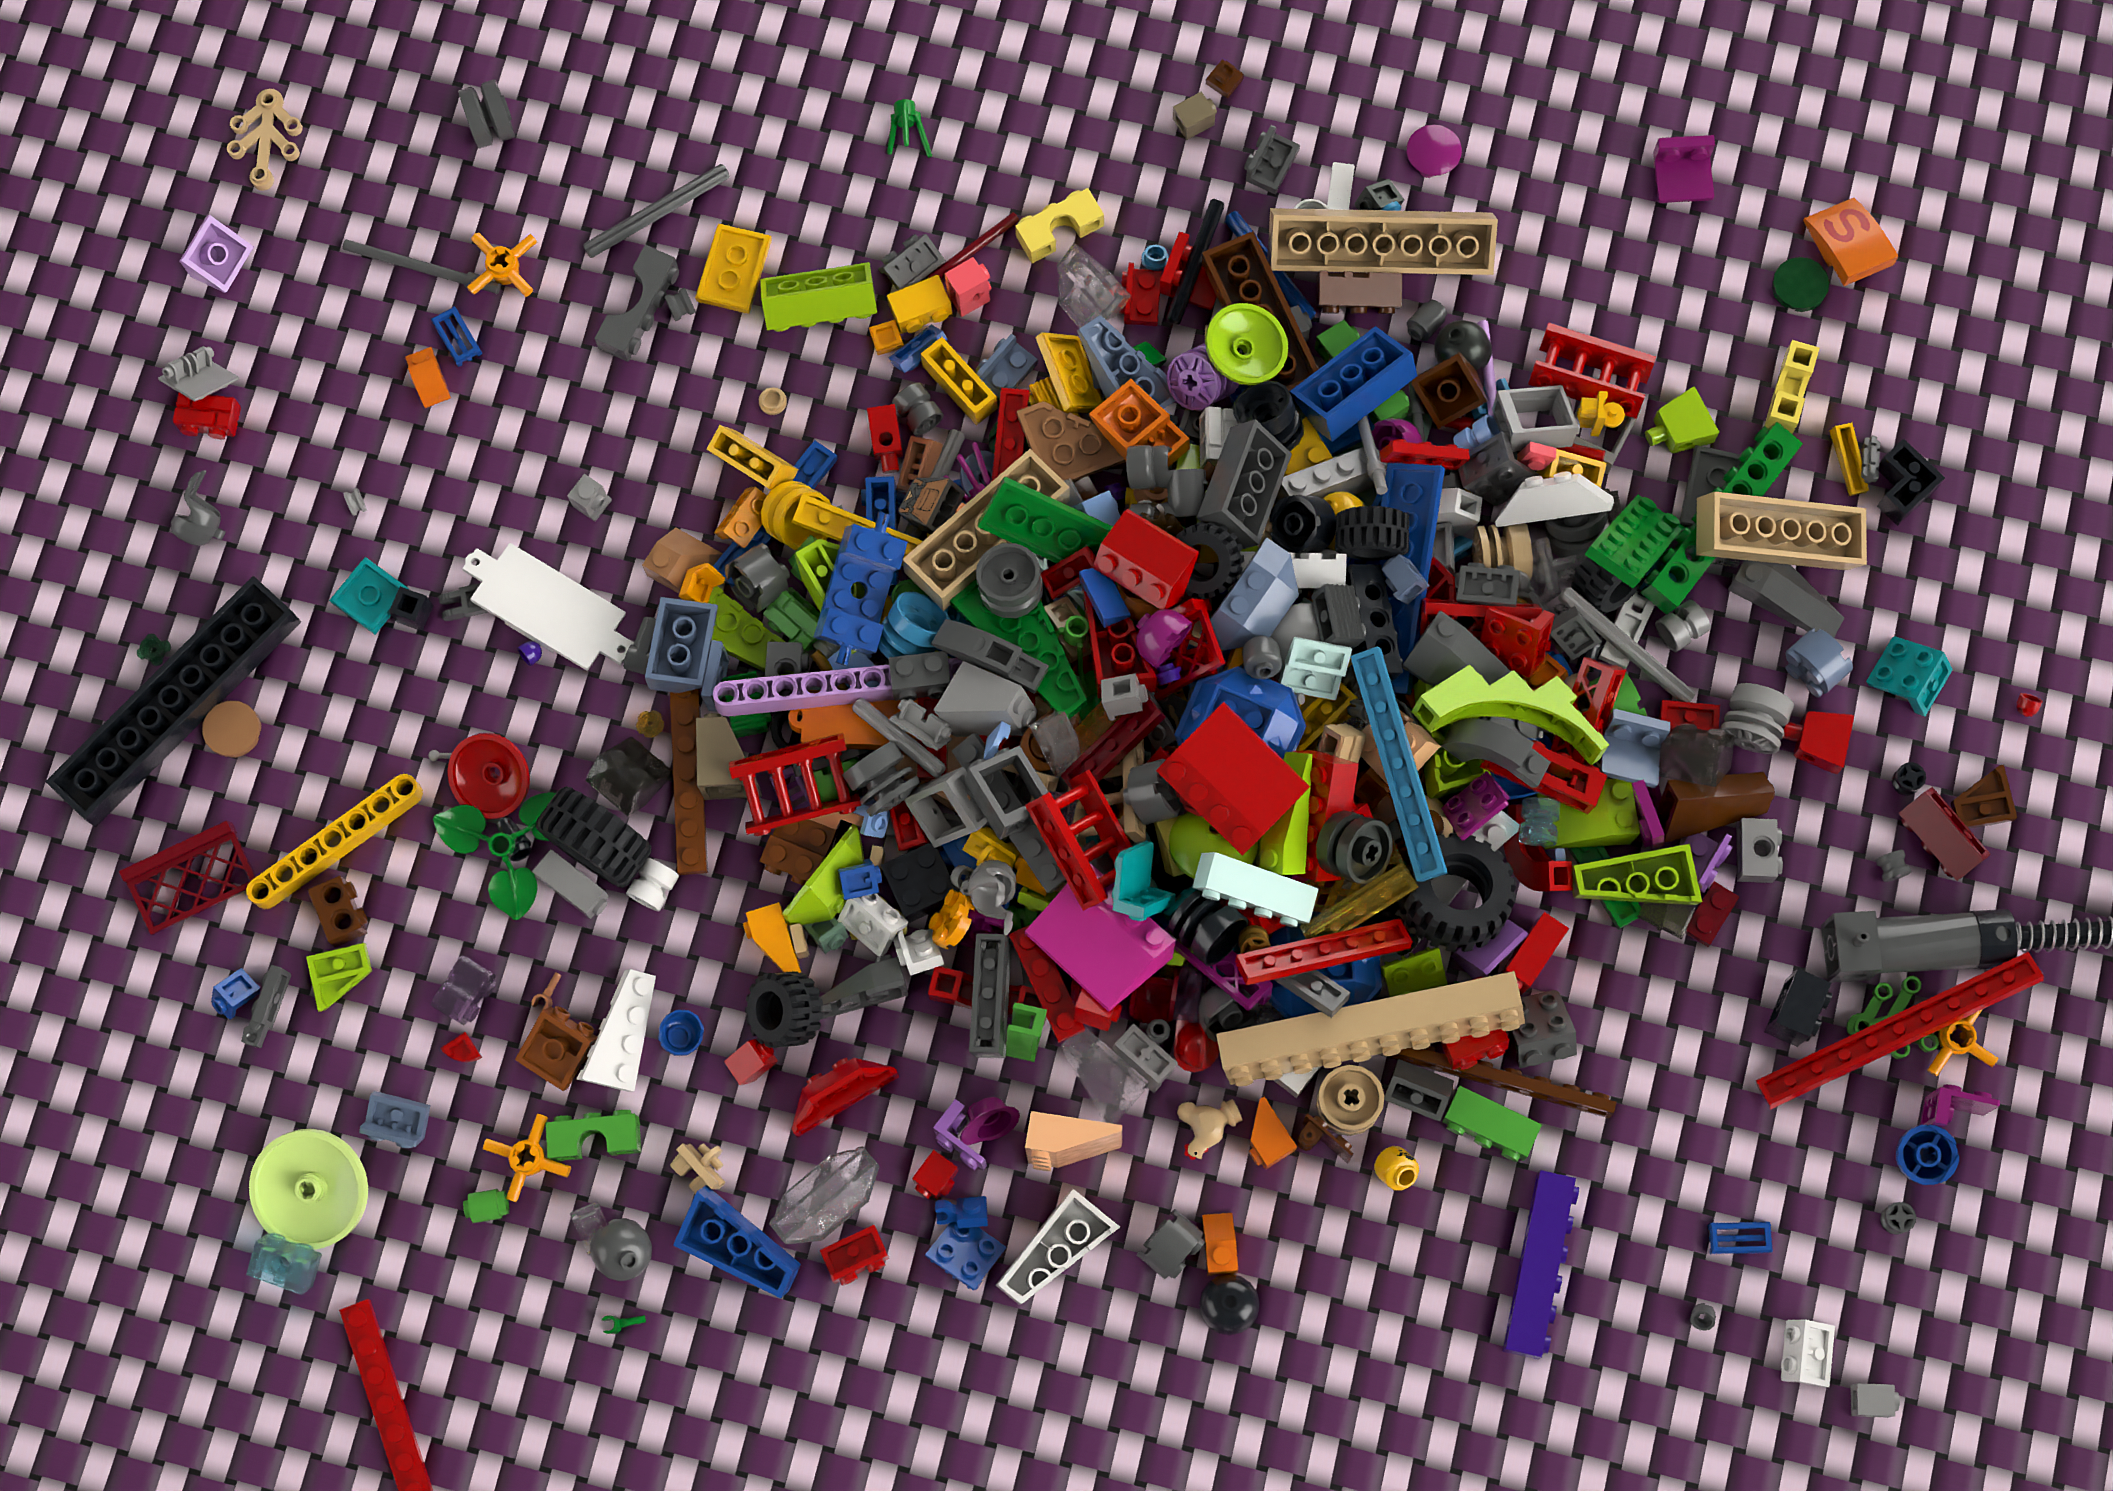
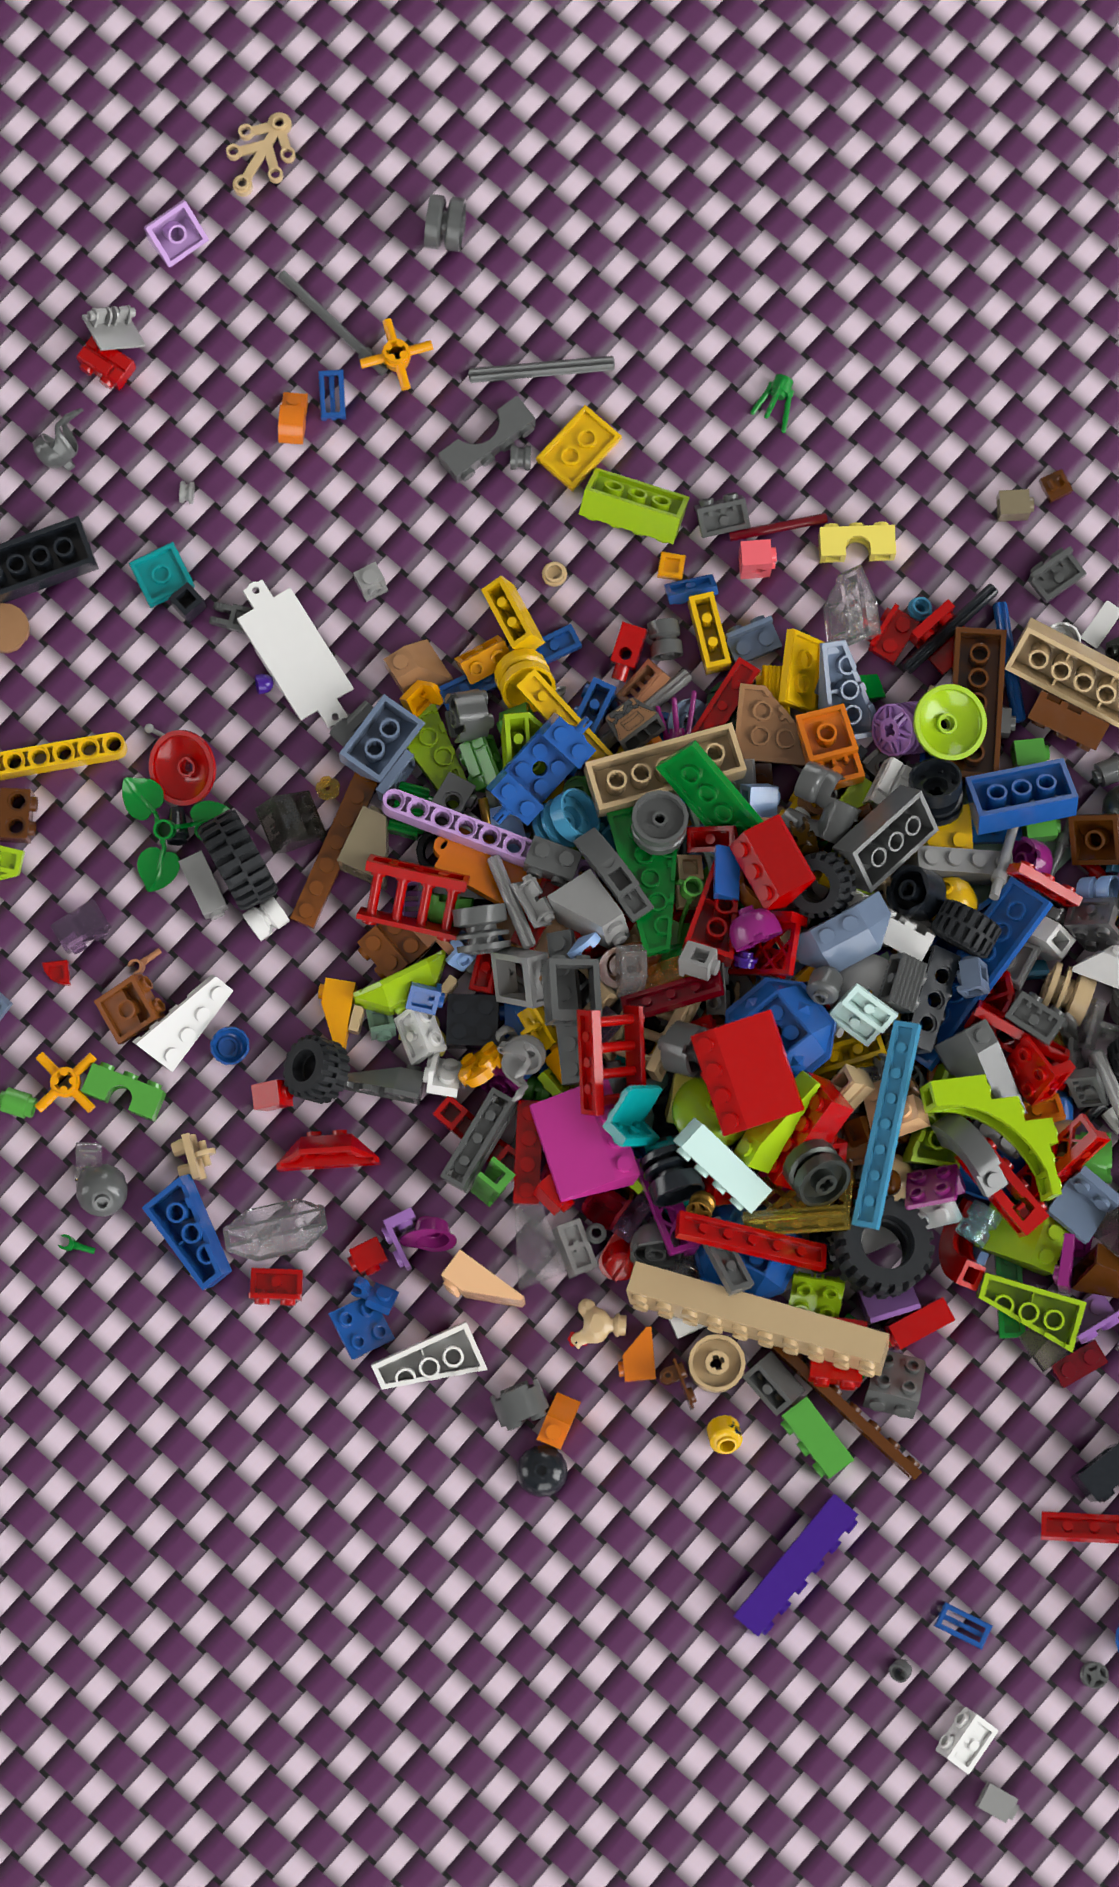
camera: 25 degrees right, 5 degrees up
(919, 304) = (711, 554): yellow brick -> none
(1116, 491) = (785, 786): dark purple plate -> none

